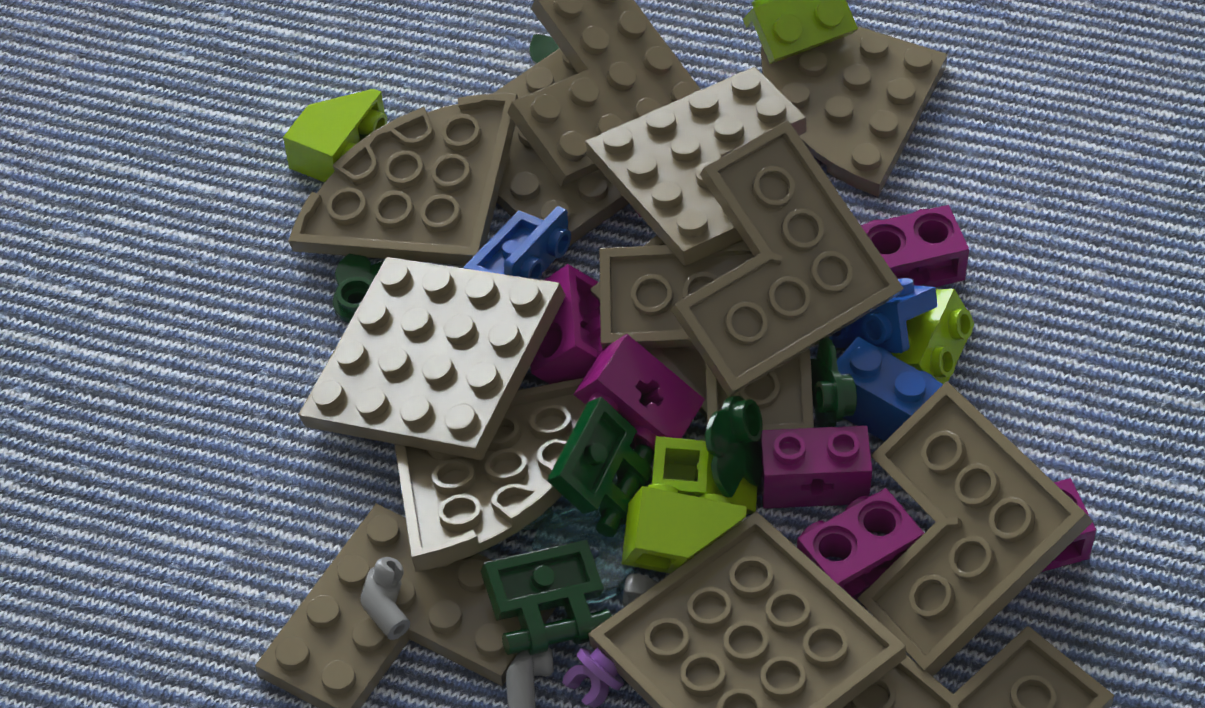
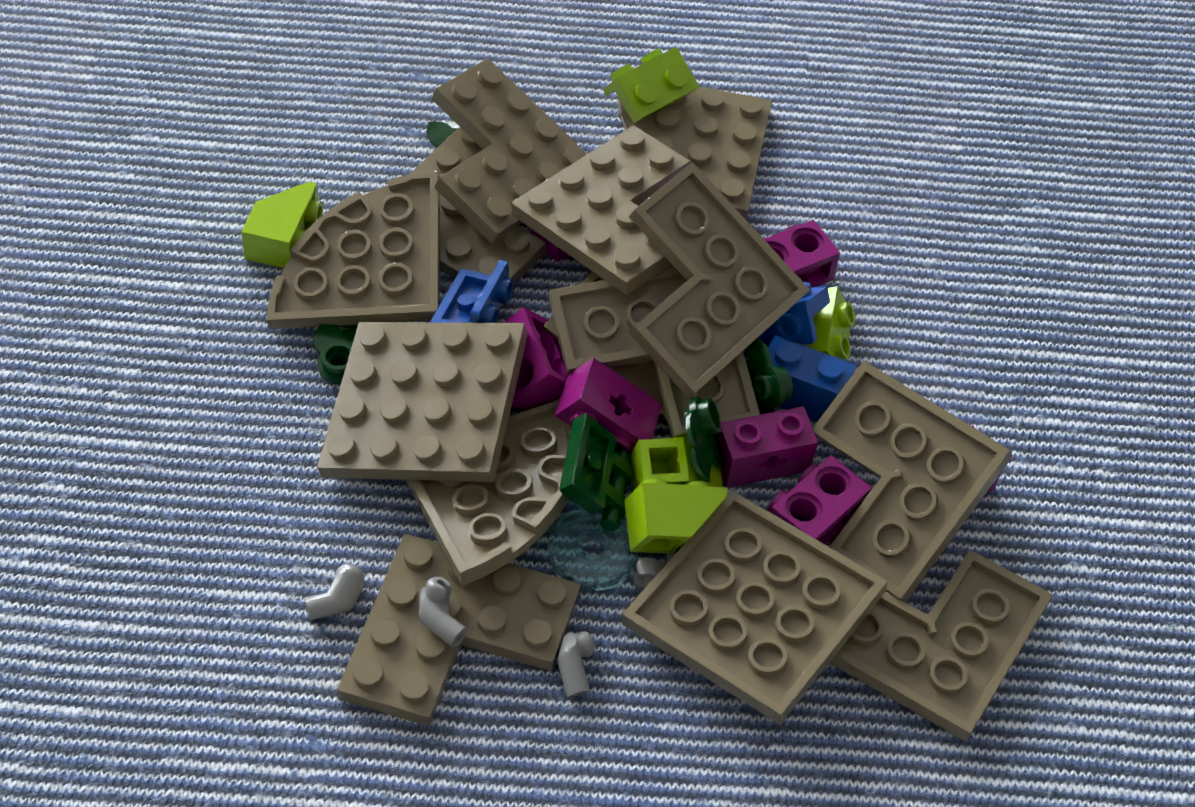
camera: 20 degrees left, 0 degrees up
(289, 561) = (341, 595): none -> light grey arm
(543, 581) = (570, 576): dark green plate -> none
(599, 670) = (636, 643): medium lavender plate -> none

